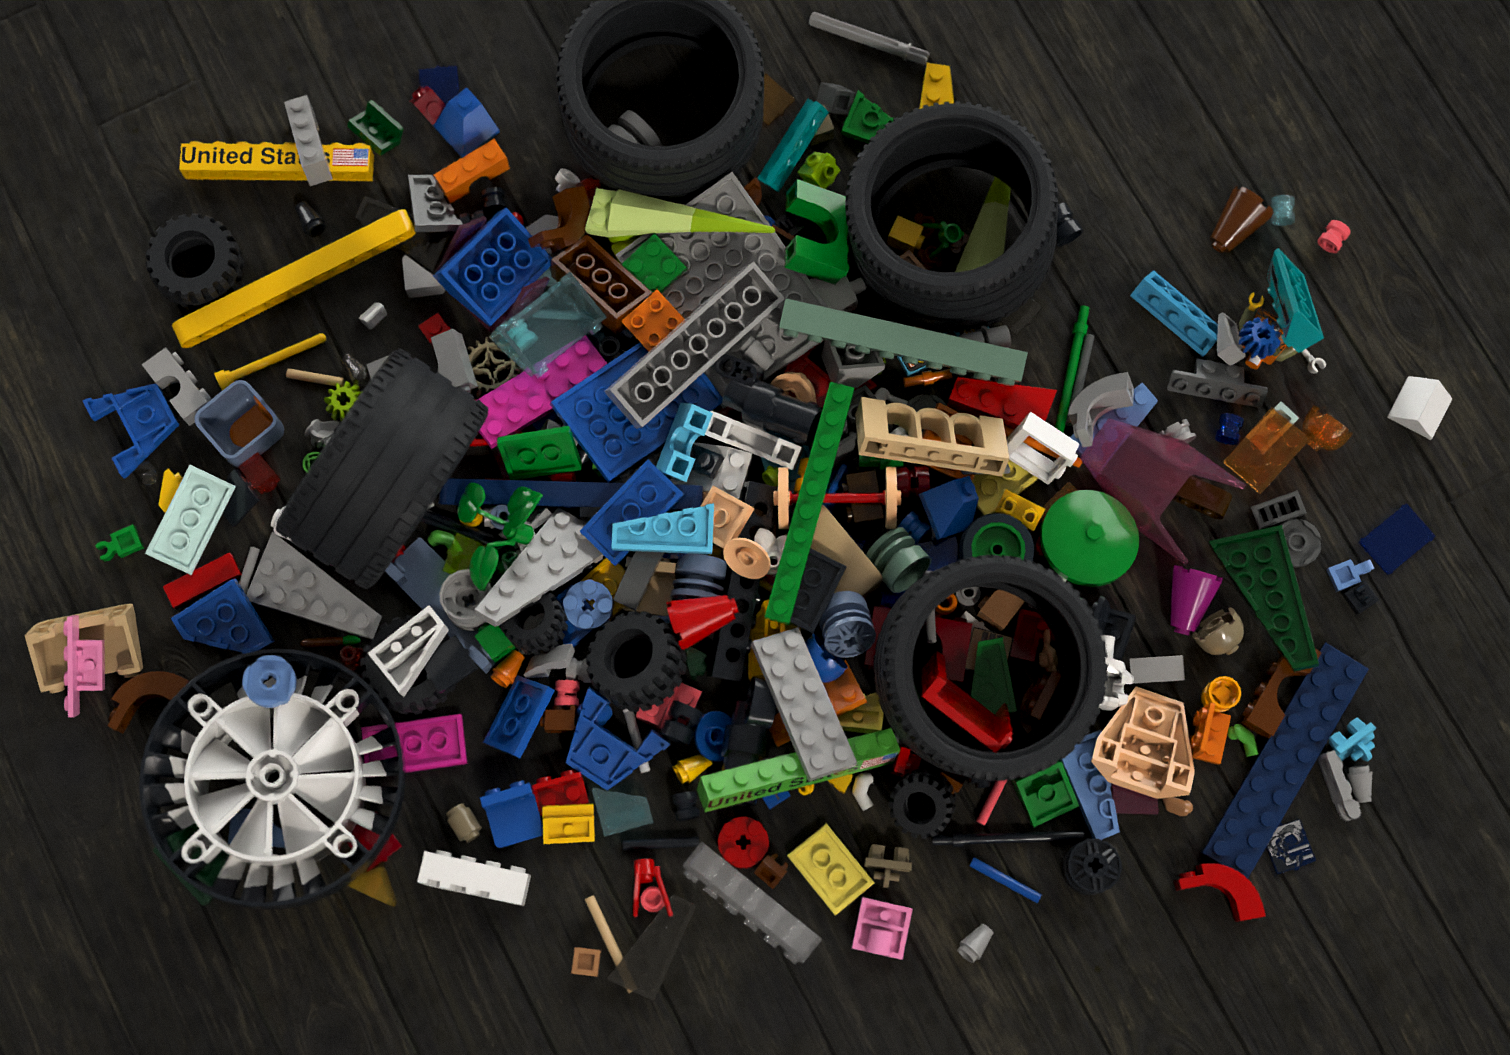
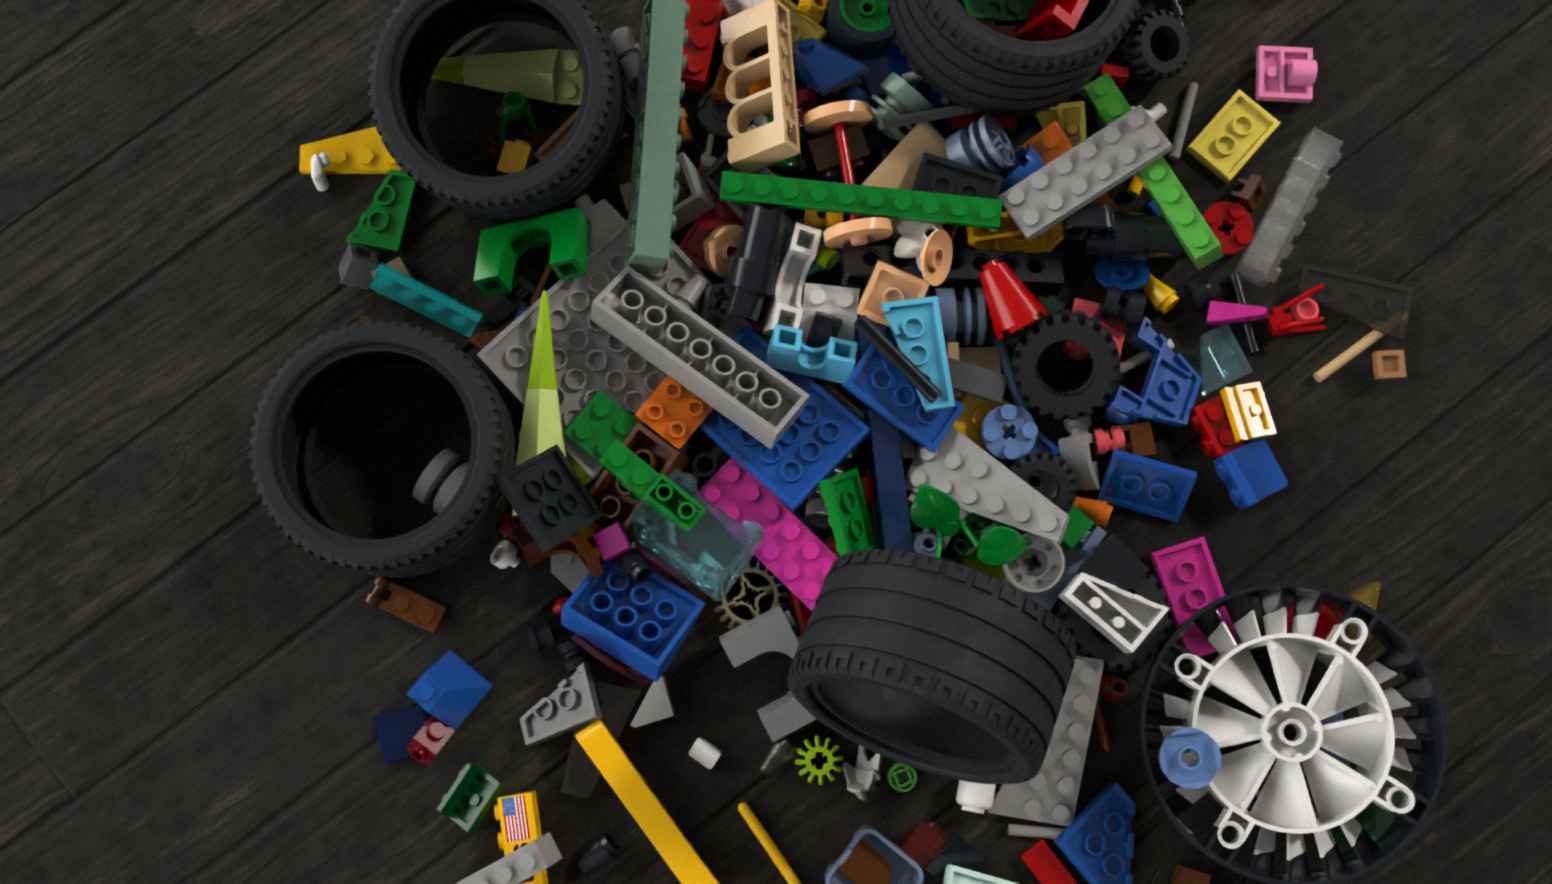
camera: 95 degrees left, 5 degrees up
(314, 377) = (793, 805): tan piece -> none
(433, 327) = (714, 671): red bracket -> none
(458, 176) = (508, 669): orange arch -> none
(463, 823) = (1271, 524): dark tan brick -> none
(474, 878) = (1329, 500): white wedge -> none
(533, 272) = (635, 566): none -> black cone
(539, 104) = (407, 604): none -> reddish brown plate
(554, 257) = (612, 541): none -> magenta tile
(589, 289) = (651, 487): none -> green slope
(595, 207) = (549, 498): none -> black plate
(660, 505) = (897, 359): none -> black axle
(661, 823) = (1224, 312): none -> dark pink slope
(819, 169) = (452, 267): lime brick -> none
(852, 825) = (1183, 121): none -> light grey bar
(869, 38) = (276, 240): light grey axle -> none
(881, 572) = (923, 116): none -> dark grey bar
(899, 863) = (1222, 77): dark tan hips -> none
(927, 75) = (317, 173): none -> white arm

